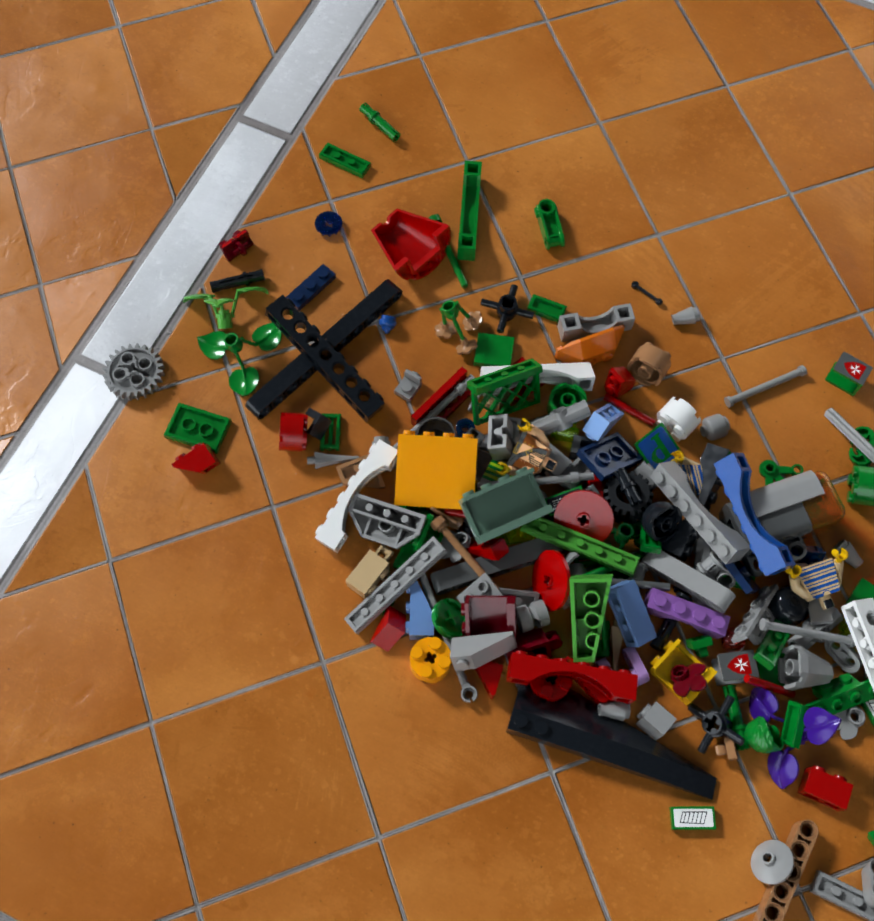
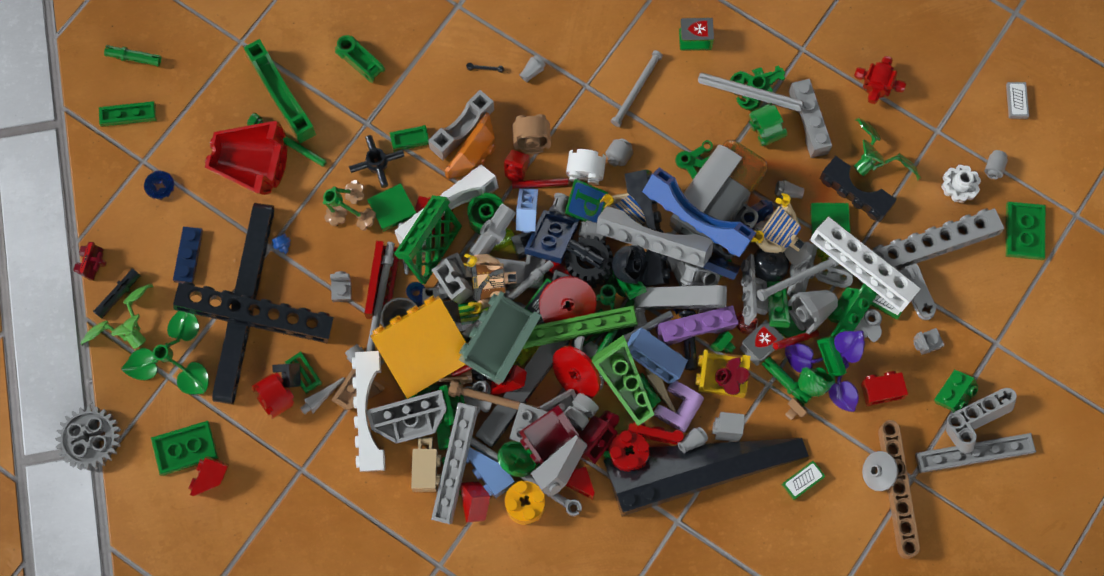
camera: 35 degrees left, 5 degrees up
(615, 685) = (680, 421): red arch -> none
(634, 435) = (559, 203): none -> light grey bush
(720, 718) = (775, 391): black bar -> none

